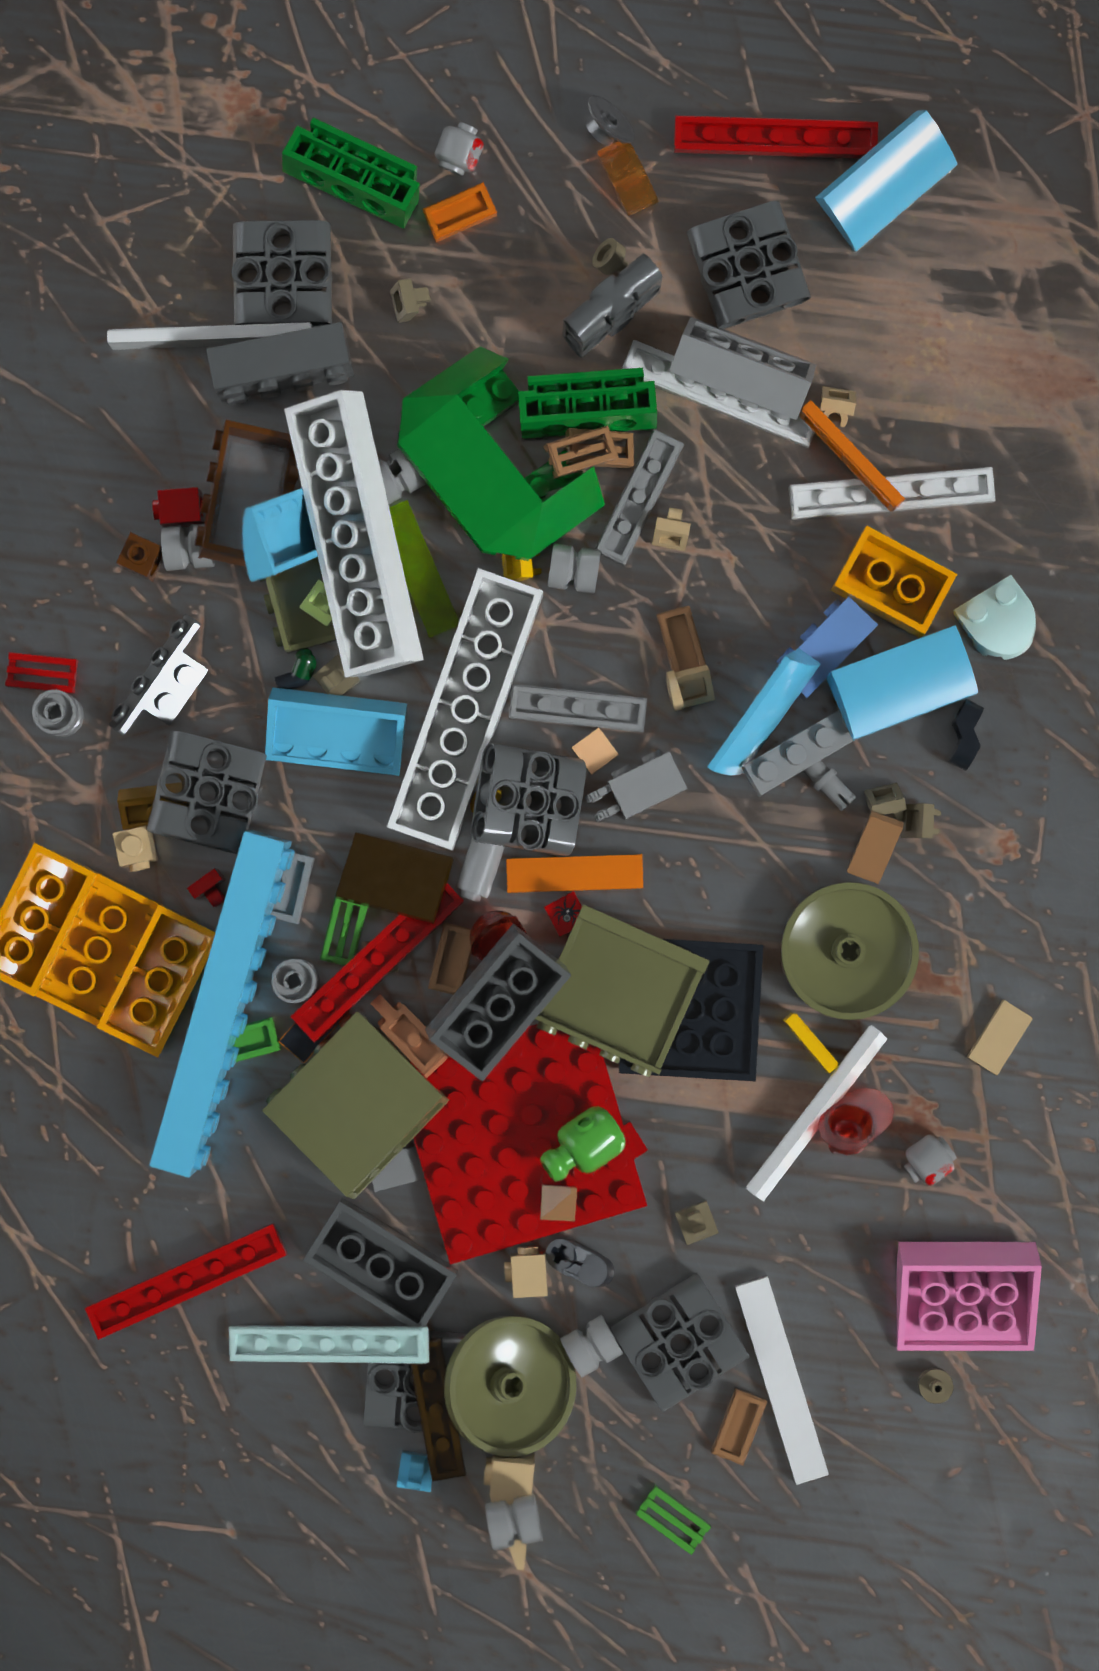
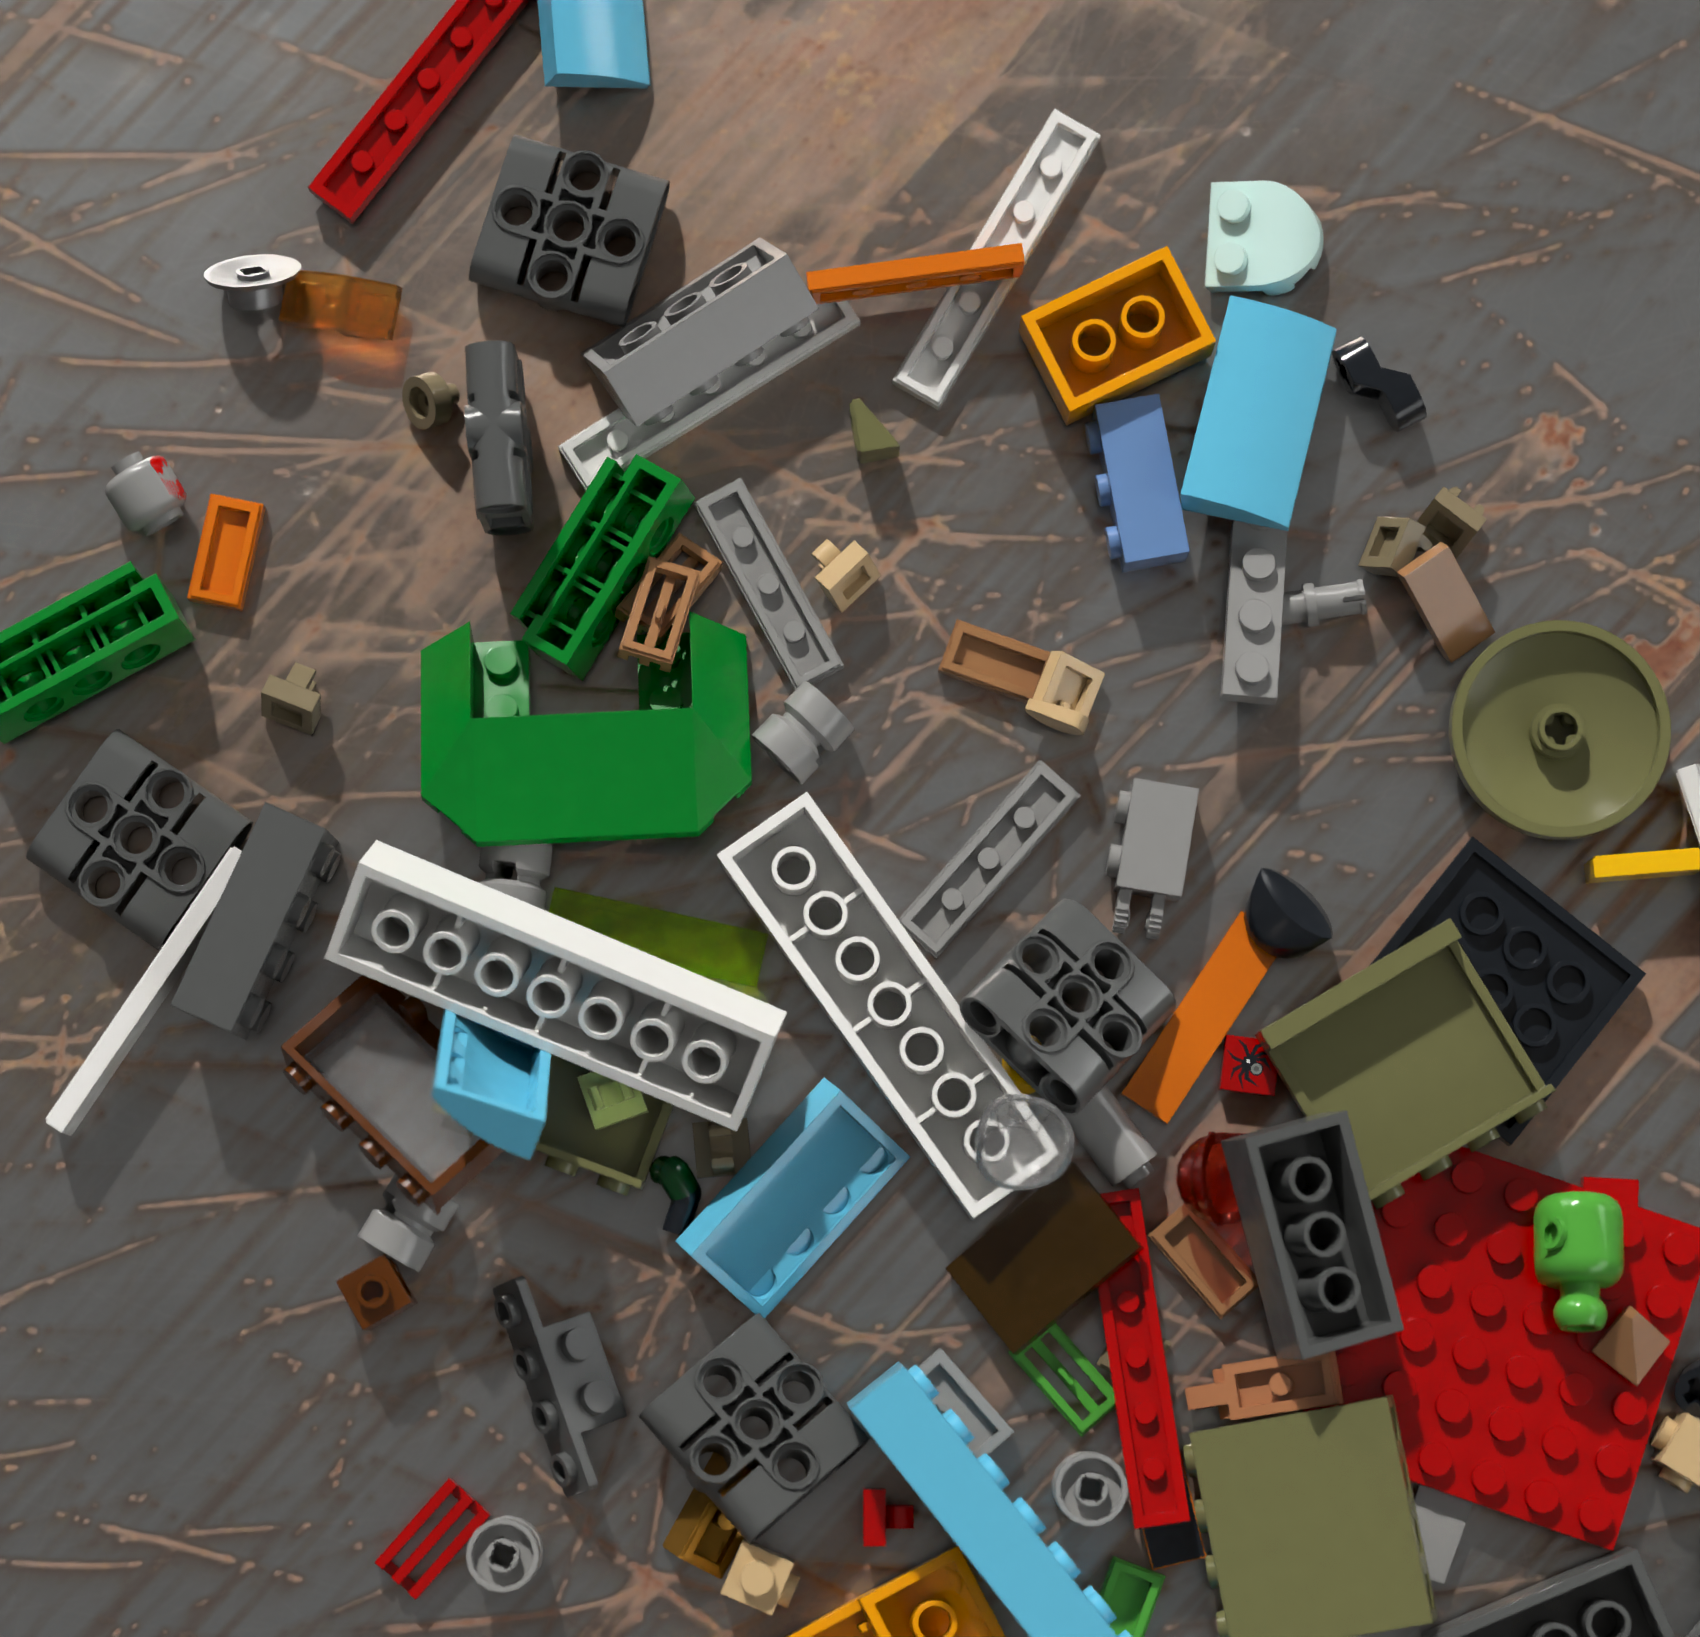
camera: 55 degrees left, 5 degrees down
(178, 507) = (346, 1195): red brick -> none
(440, 823) = (1023, 1142): none -> clear helmet
(518, 569) = (751, 807): yellow tile -> none
(595, 751) = (1060, 875): light nougat tile -> none
(654, 878) = (1284, 916): none -> black piece
(751, 492) = (870, 437): none -> olive slope
(765, 713) = (1174, 618): medium azure slope -> none
(838, 401) = (830, 242): tan tile -> none

